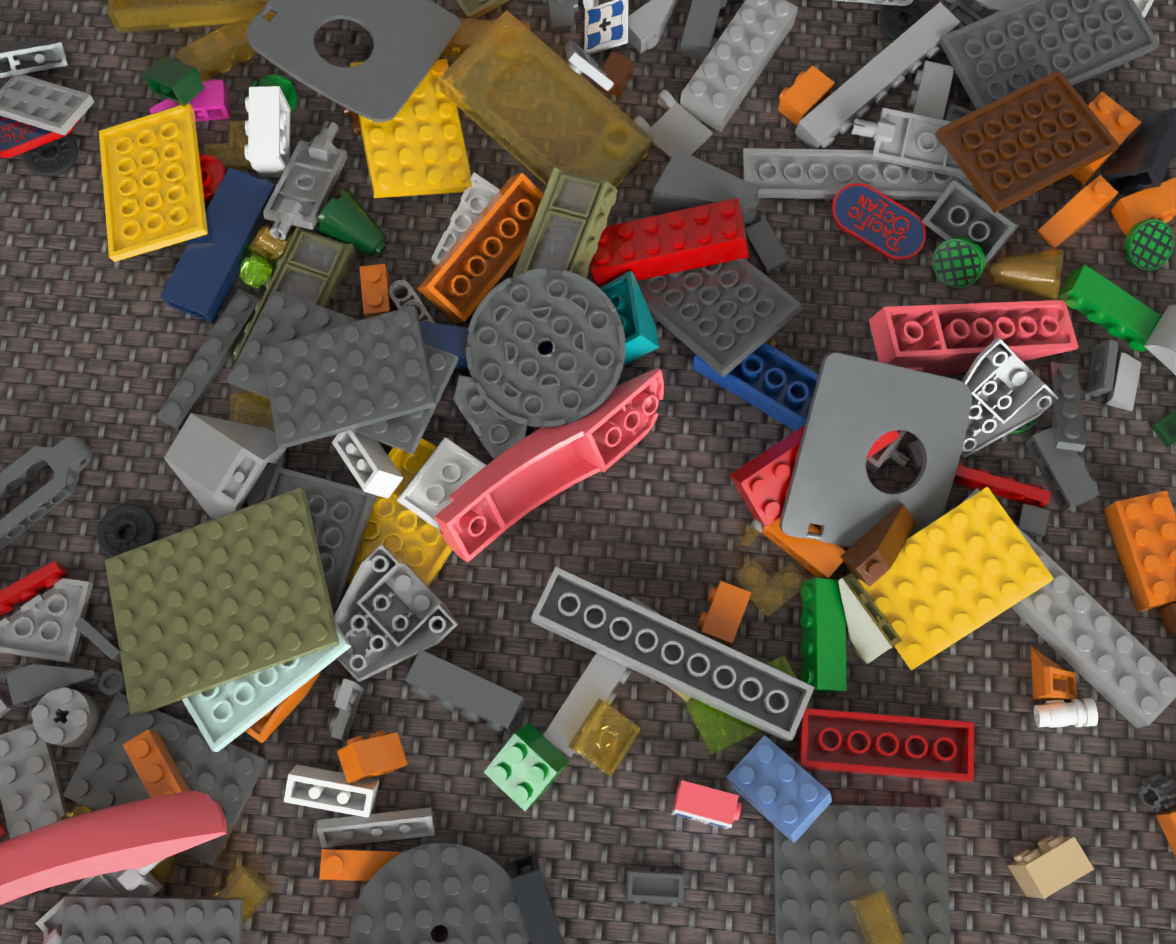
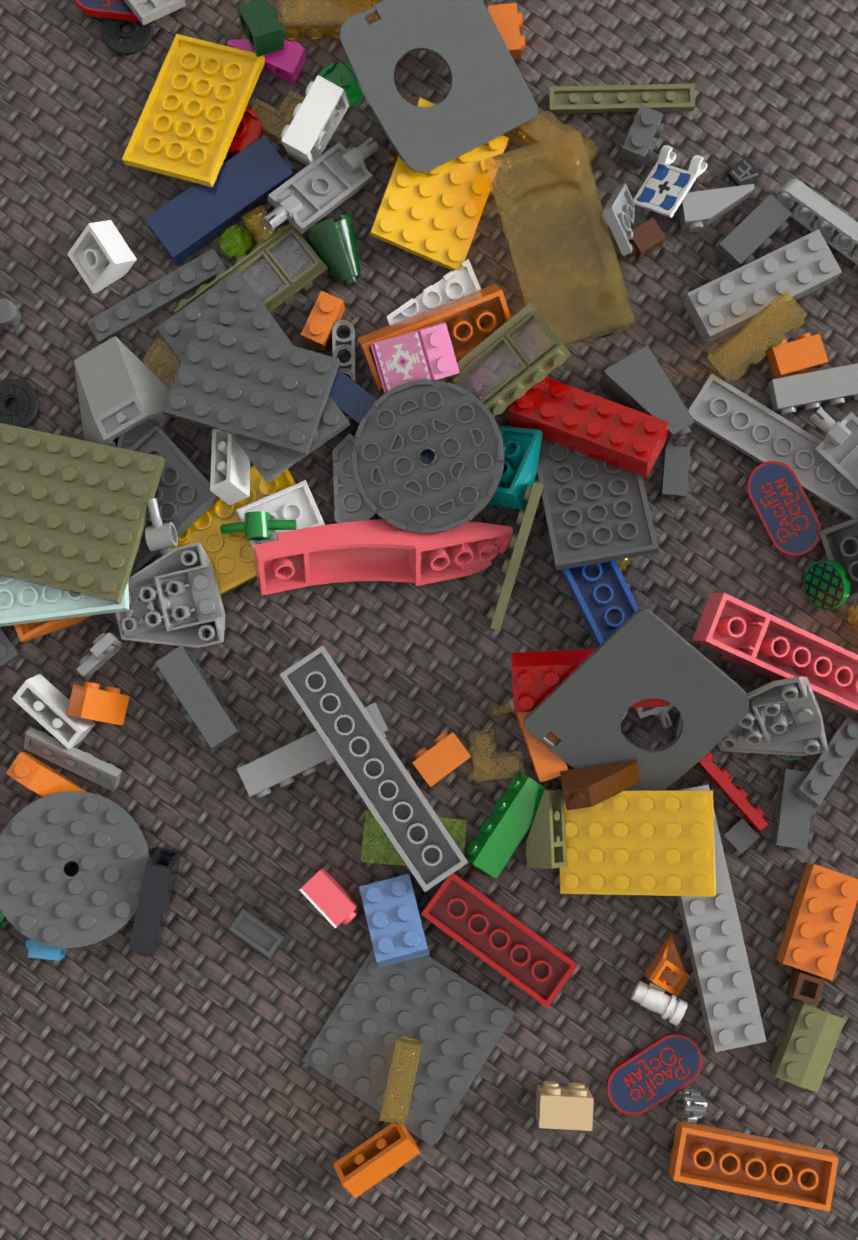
camera: 30 degrees right, 10 degrees up
(137, 351) = (101, 255): none -> white slope
(340, 560) = (159, 535): none -> light grey piece
(426, 500) = (258, 526): none -> green piece
(480, 268) = (415, 356): none -> bright pink slope
(526, 766) = (211, 784): brick -> none
(604, 737) = (285, 798): clear yellow tile -> none
(673, 379) = (518, 545): none -> olive plate
(675, 128) = (665, 323): light grey flag -> none
(763, 93) = (757, 335): none -> clear yellow brick
(1105, 785) = (654, 1074): none -> tile

